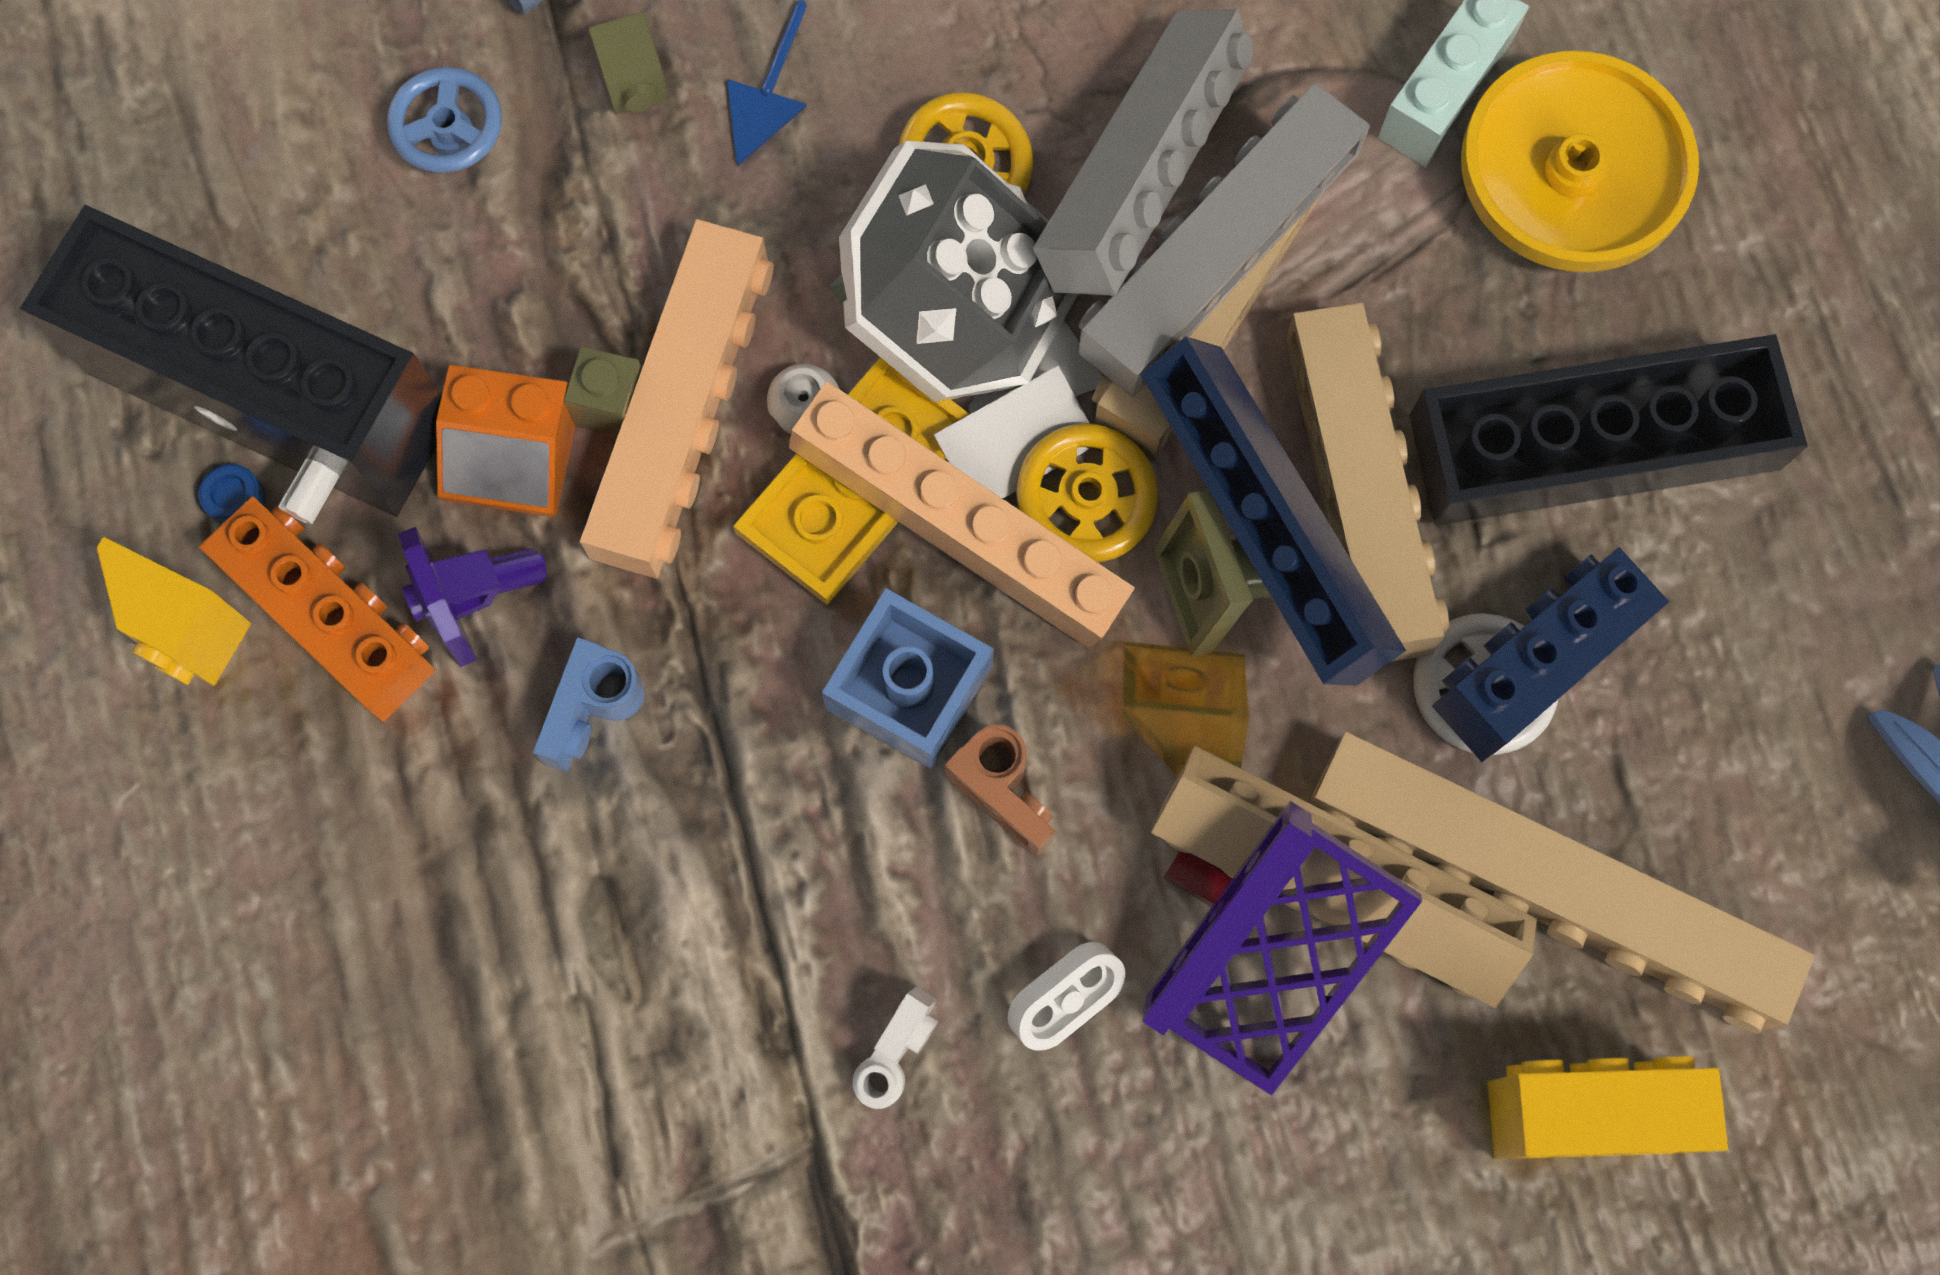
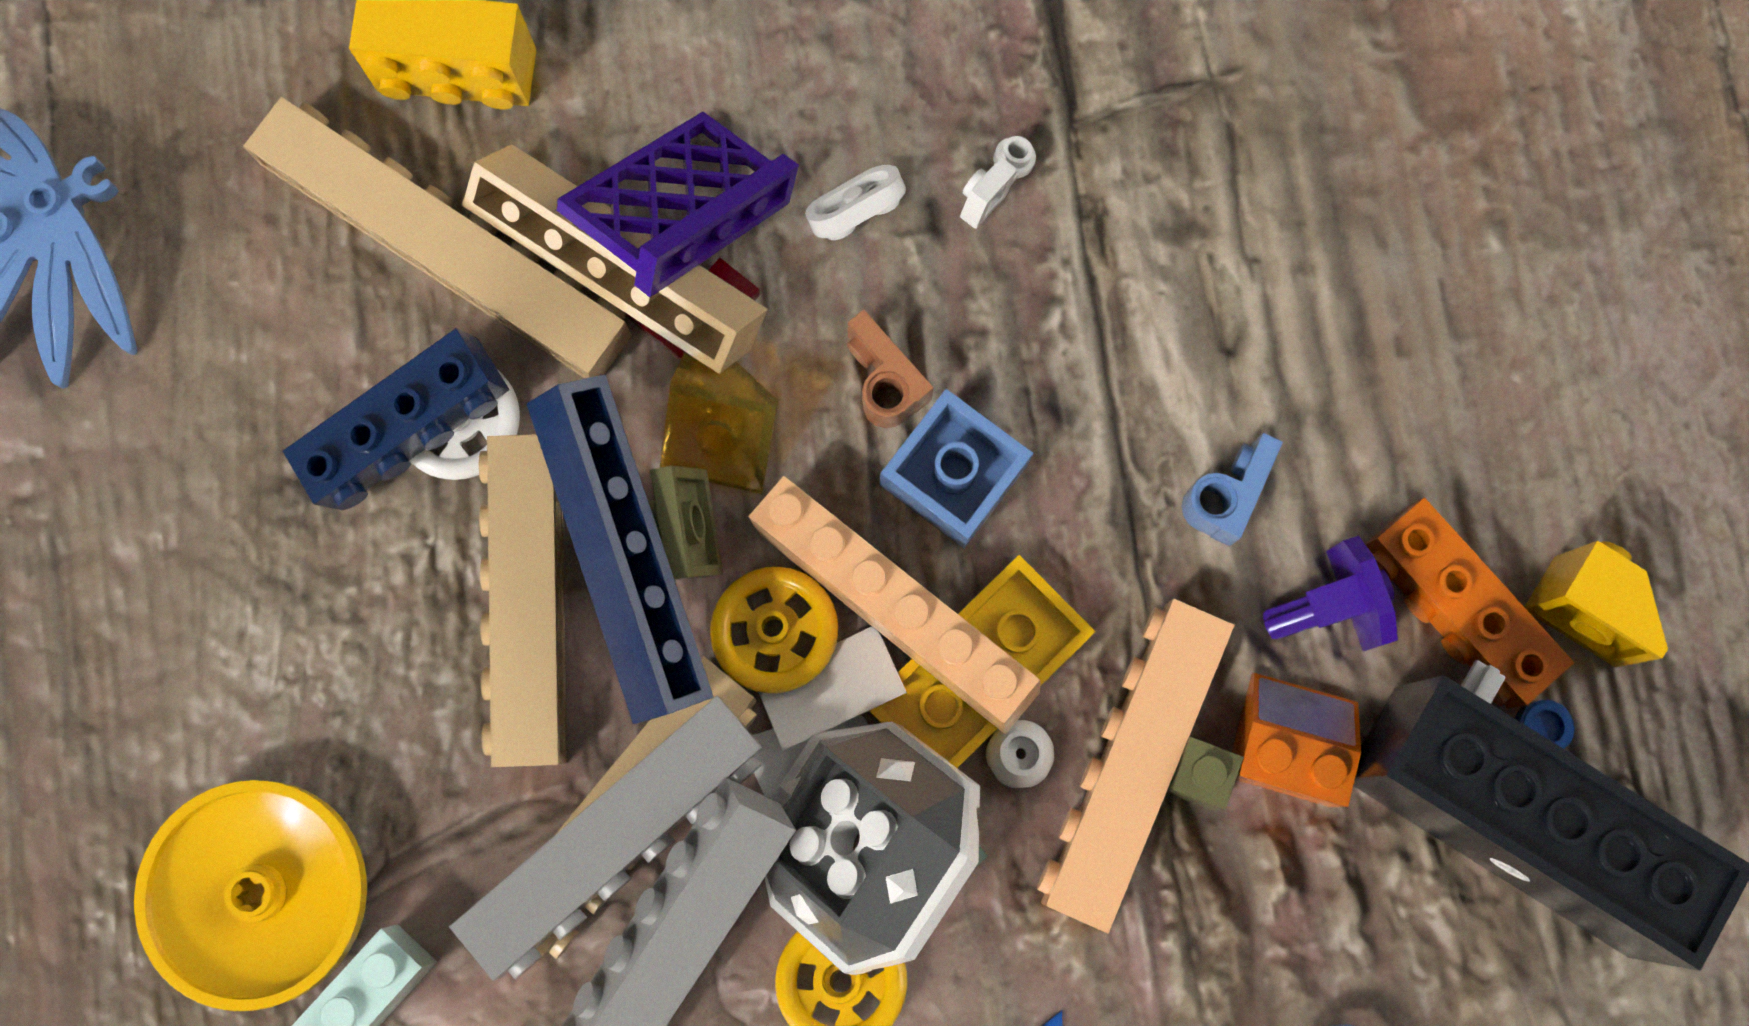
camera: 175 degrees left, 5 degrees up
(1606, 429) = (294, 618): black brick -> none

